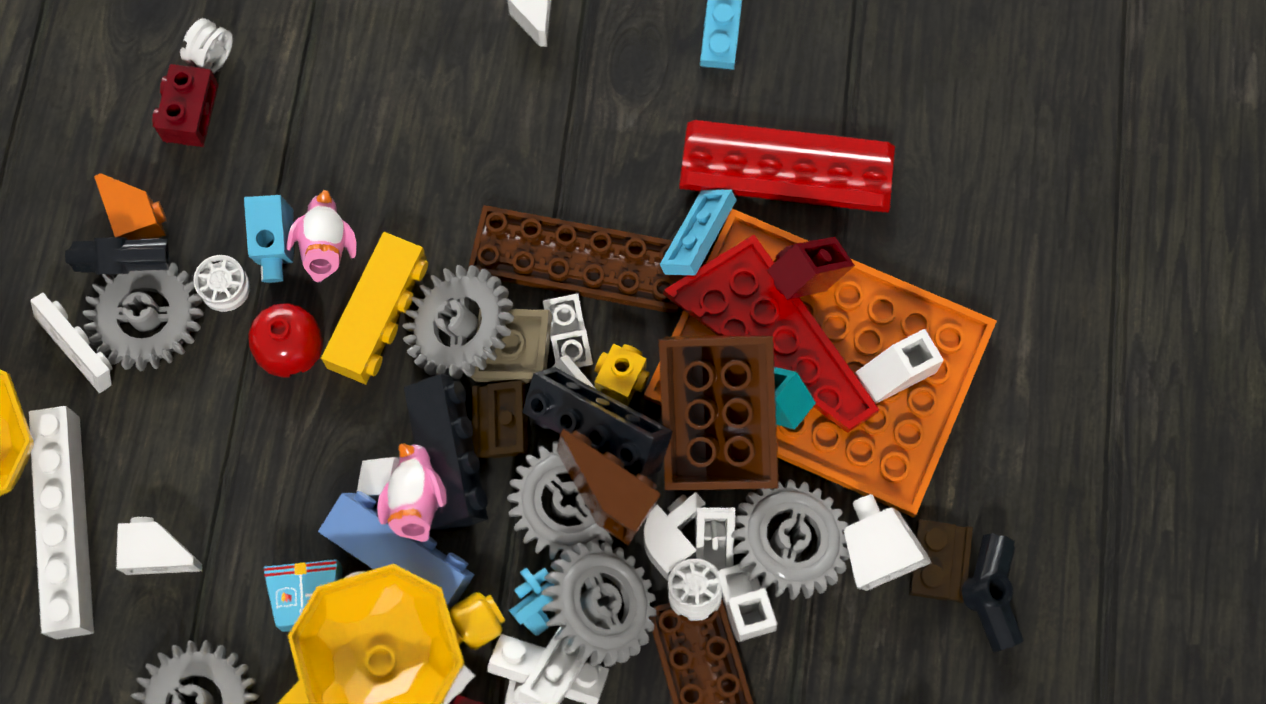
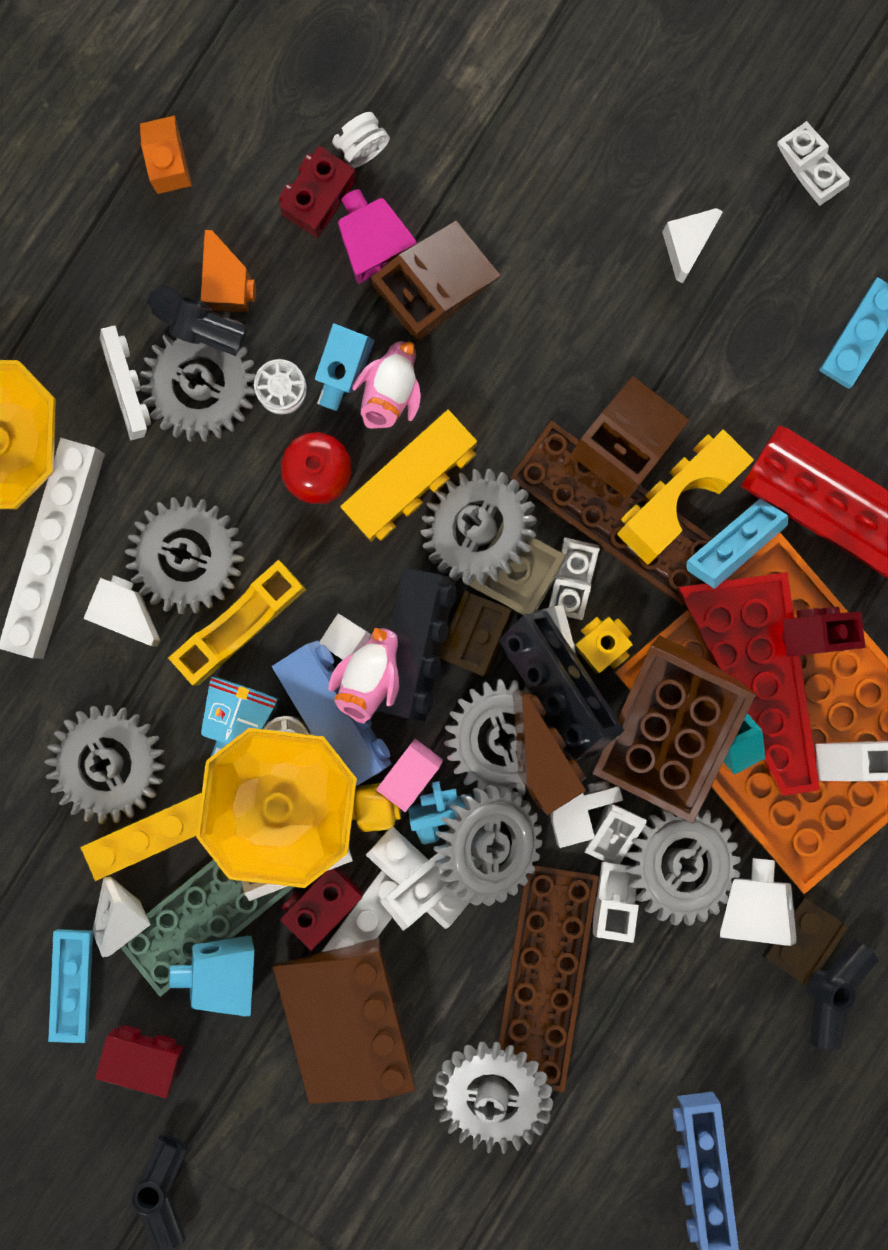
camera: 25 degrees right, 15 degrees up
(33, 135) = (164, 155): none -> orange slope
(157, 473) = (151, 545): none -> light grey gear
(253, 120) = (371, 234): none -> dark pink torso
(258, 535) = (238, 625): none -> yellow arch
(321, 134) = (434, 280): none -> reddish brown slope
(494, 573) = (410, 775): none -> bright pink slope
(557, 187) = (629, 437): none -> reddish brown slope
(644, 181) = (656, 524): none -> yellow arch
(694, 589) = (577, 871): white wheel -> none

